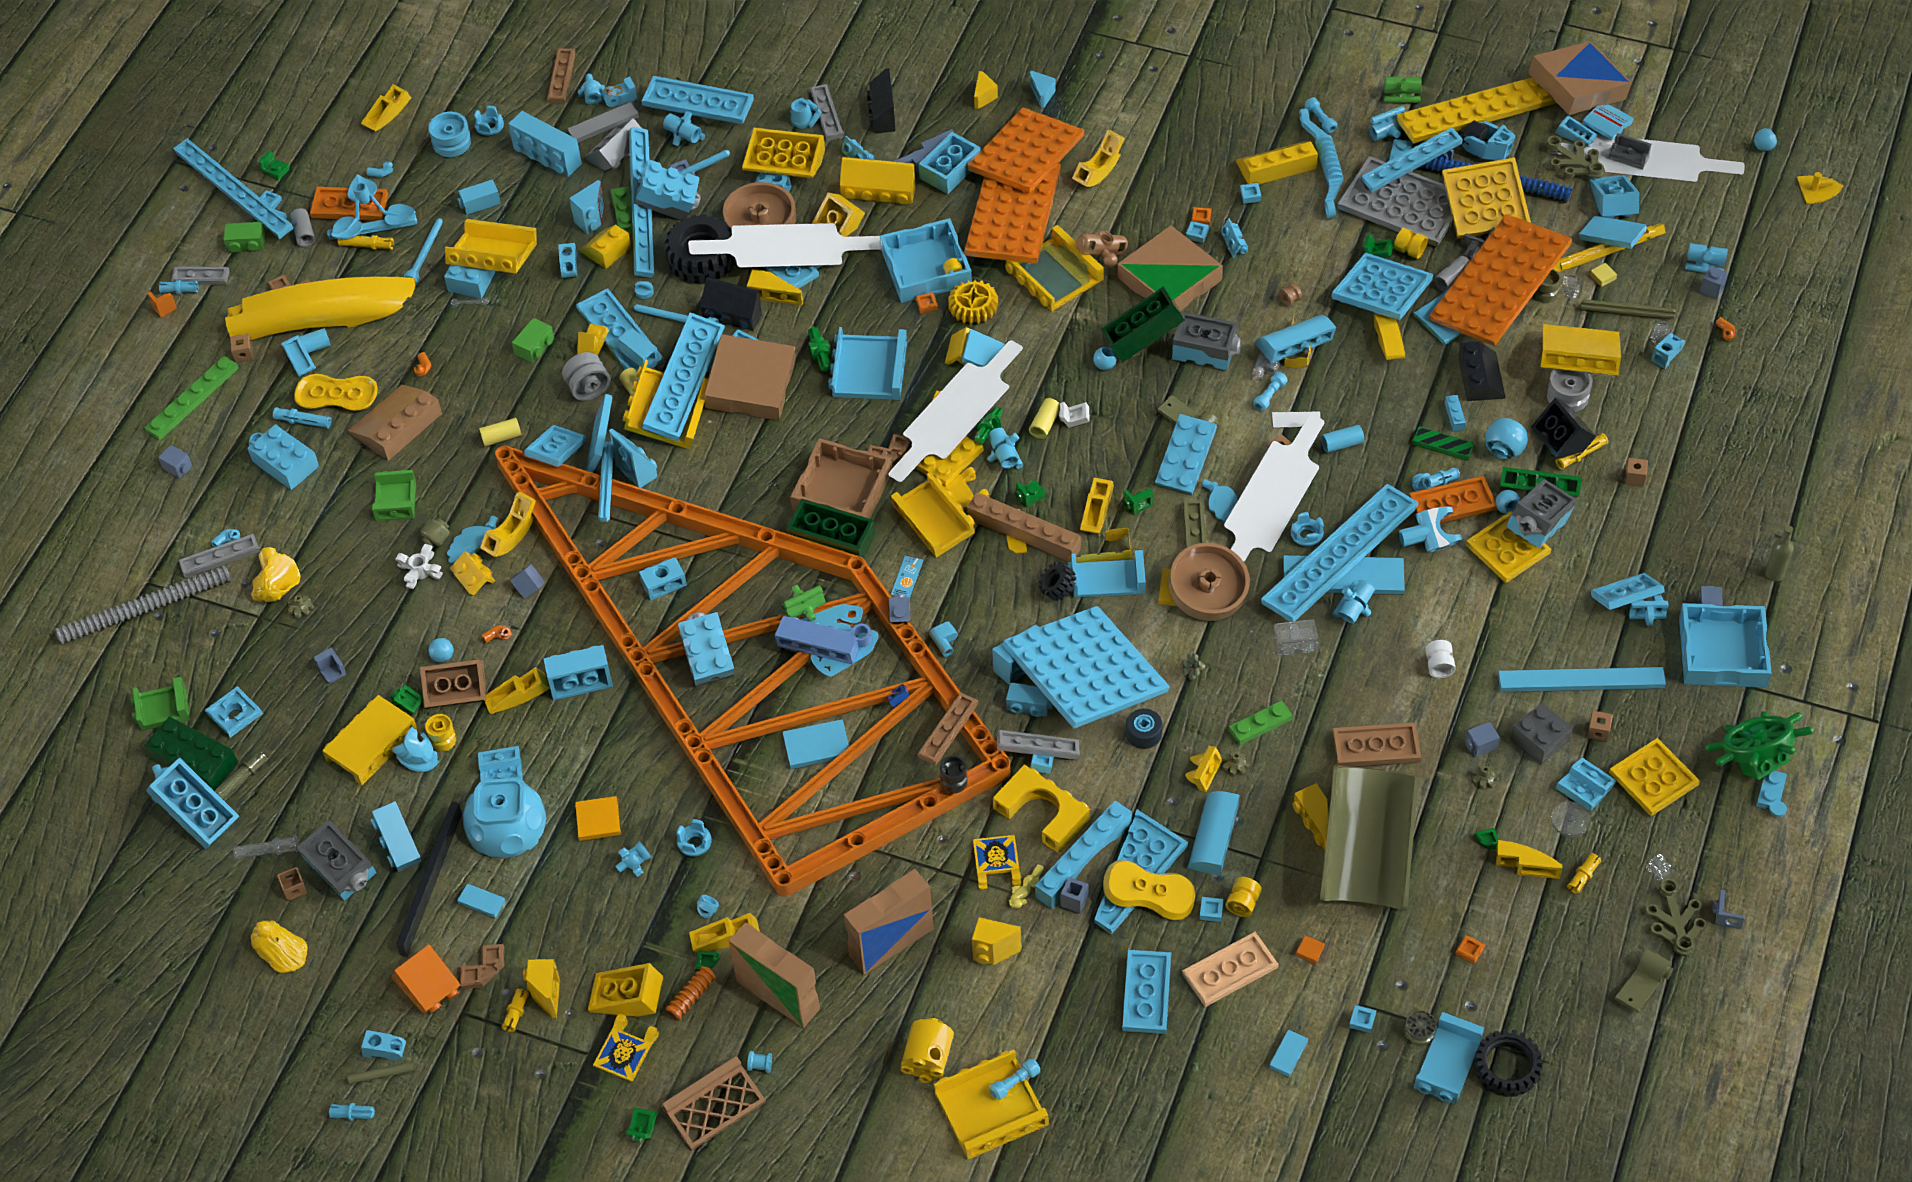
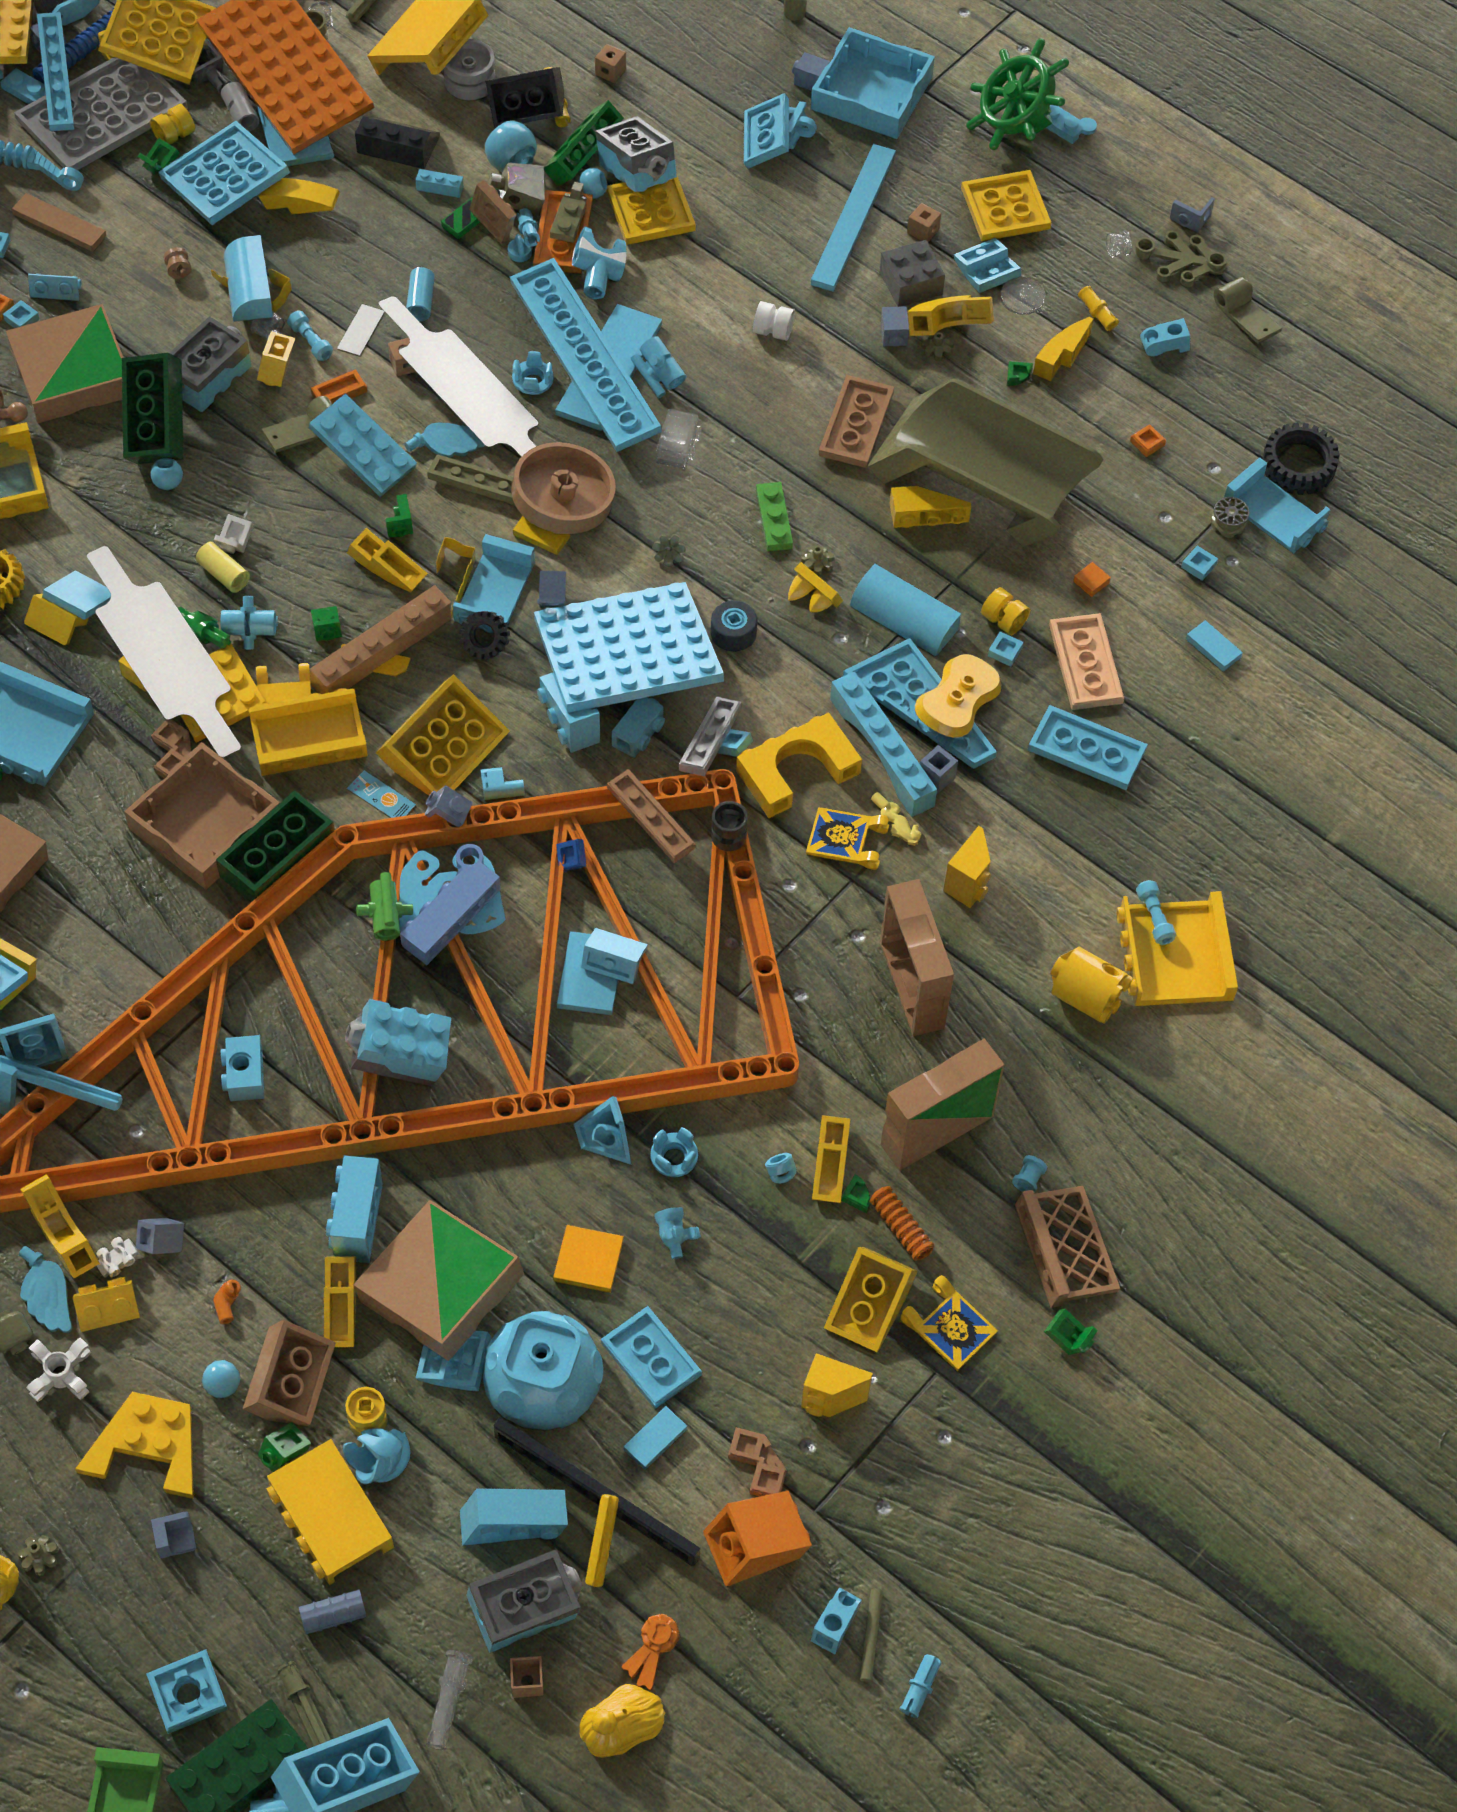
camera: 75 degrees left, 5 degrees up
(305, 766) = (332, 1612): none -> sand blue axle
(341, 949) = (659, 1636): none -> orange piece
(393, 891) = (602, 1540): none -> yellow axle
(397, 631) = (150, 1430): none -> yellow wing
(506, 566) = (118, 1258): none -> white piece
(515, 1010) = (844, 1439): yellow pin -> none
(539, 879) = (651, 1357): none -> medium azure tile
(544, 736) = (439, 1279): none -> medium nougat tile
(695, 794) = (604, 1132): none -> medium azure slope
(829, 746) = (613, 955): none -> medium azure panel
(962, 591) = (443, 739): none -> yellow slope
(1119, 610) = (552, 589): none -> sand blue bracket
(1234, 378) = (275, 359): none -> yellow slope
(1235, 426) = (348, 383): none -> orange tile
(1291, 219) = (59, 222): none -> medium nougat tile
(1437, 444) = (492, 211): none -> medium nougat plate
(1466, 496) = (569, 214): none -> olive hinge
(1475, 458) = (521, 186): none -> olive torso
(1508, 763) = (950, 311): none -> yellow arch
(1579, 930) = (1166, 338): none -> medium azure leg

